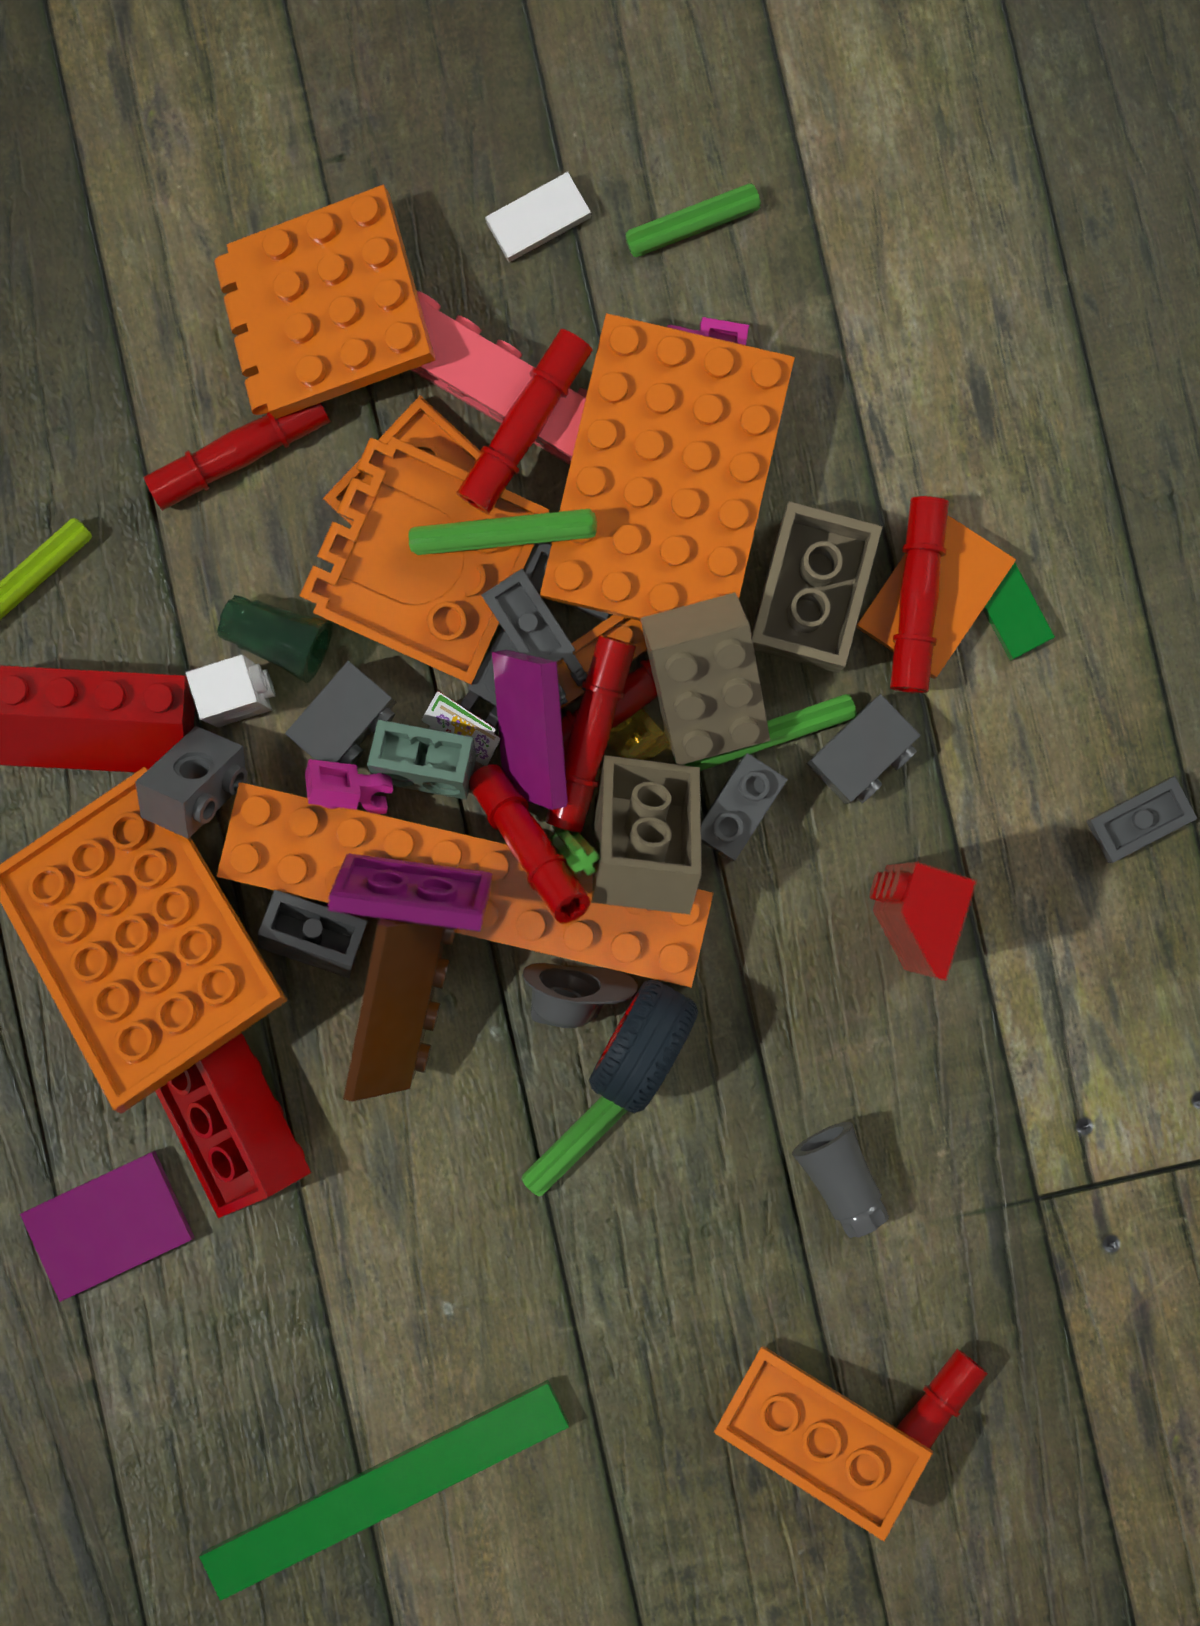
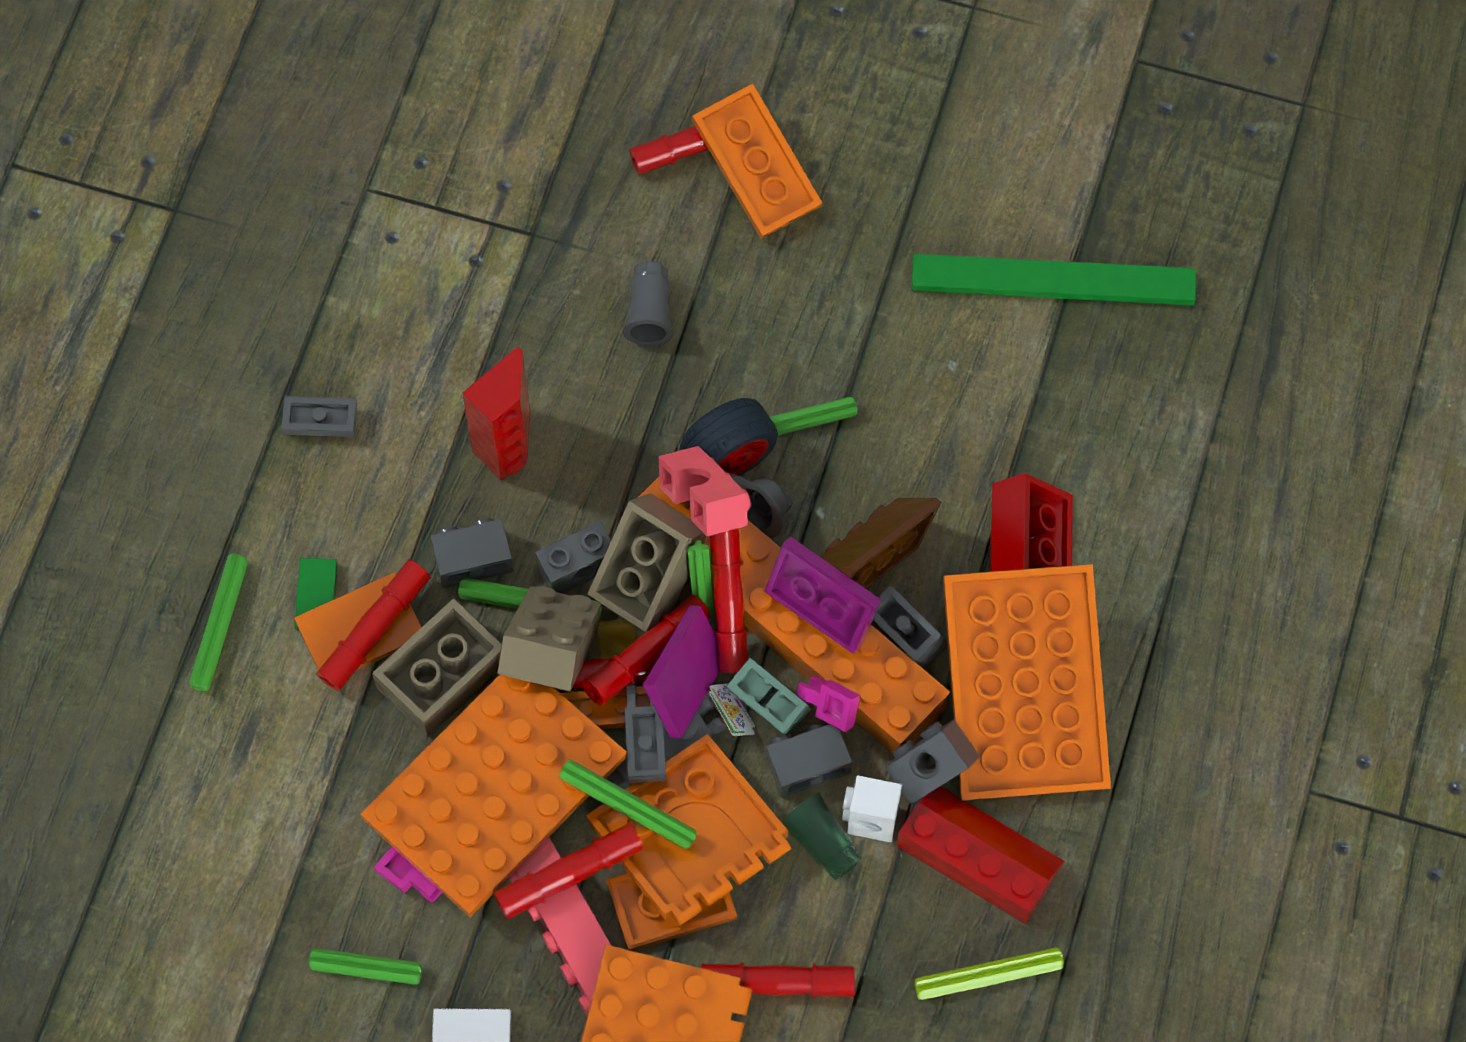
camera: 145 degrees left, 20 degrees down
(107, 1226) = (1149, 527): magenta tile -> none
(589, 926) = (714, 496): none -> coral arch
(1098, 512) = (218, 622): none -> bright green axle

